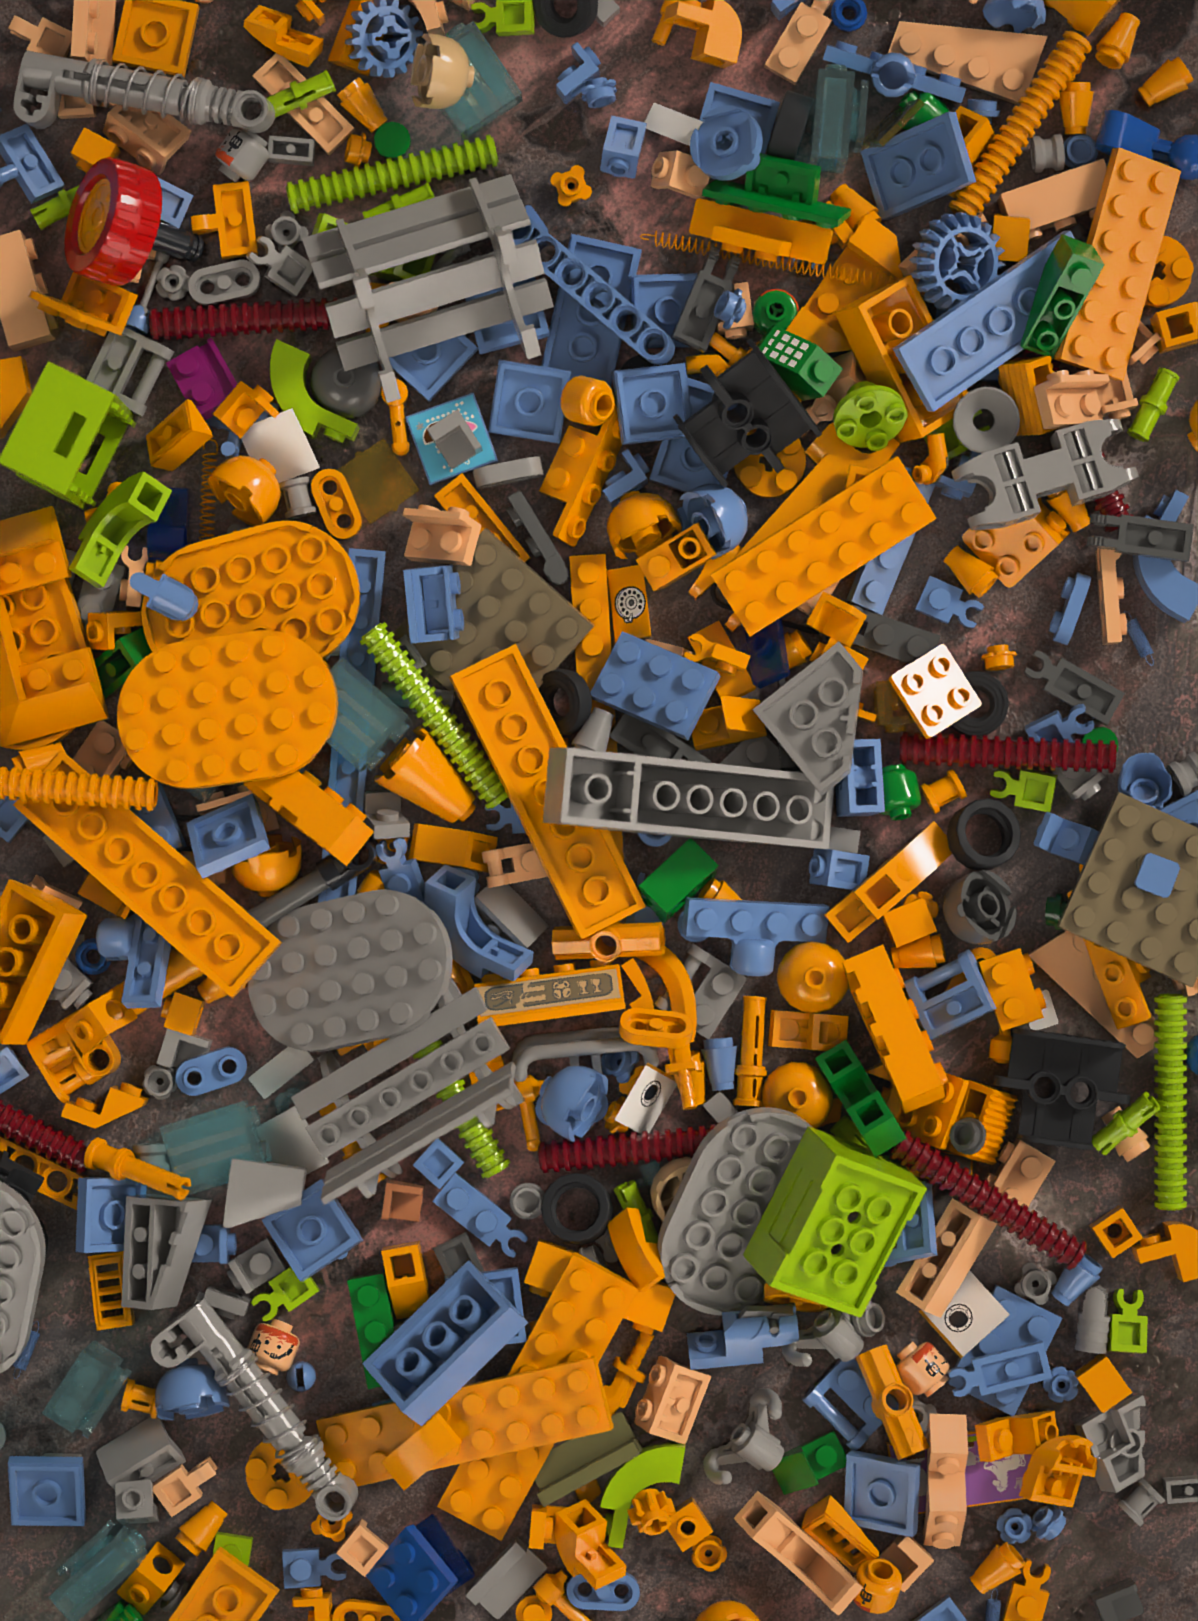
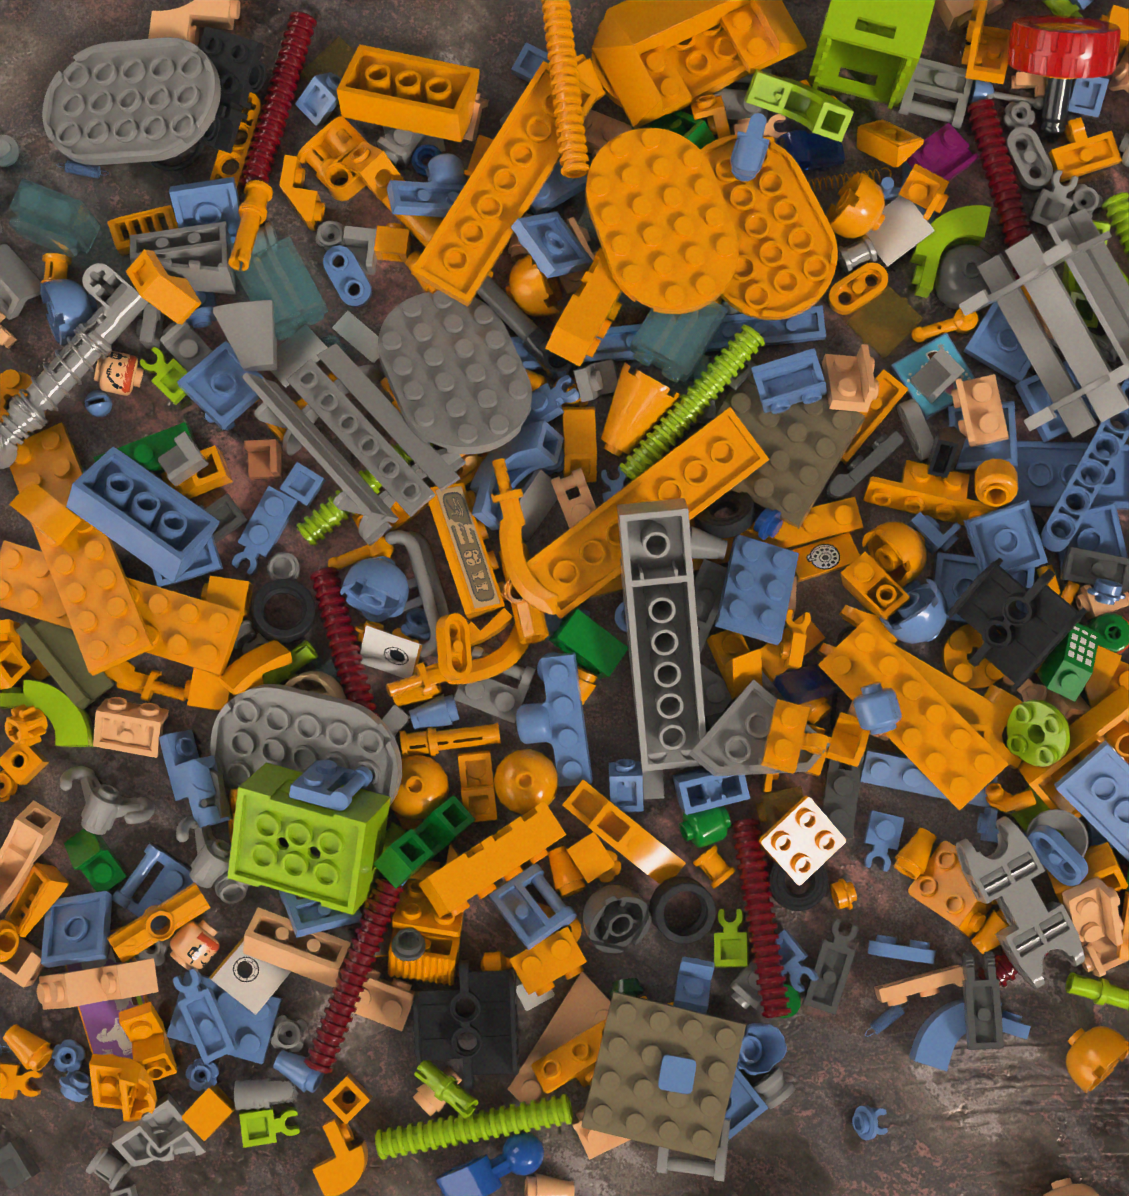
camera: 85 degrees right, 5 degrees down
(202, 1273) = (167, 293): none -> light orange slope
(392, 1289) = (182, 460): none -> light grey panel
(502, 400) = (981, 410): none -> light nougat bracket
(551, 457) = (937, 462): none -> black piece
(555, 943) = (511, 544): none -> light orange sword
(584, 658) = (768, 523): none -> blue plate
(775, 1193) = (322, 784): none -> medium blue plate
(813, 584) = (877, 709): none -> medium blue head
(824, 685) = (787, 737): none -> light orange plate
(1004, 424) = (1058, 855): none -> medium blue plate

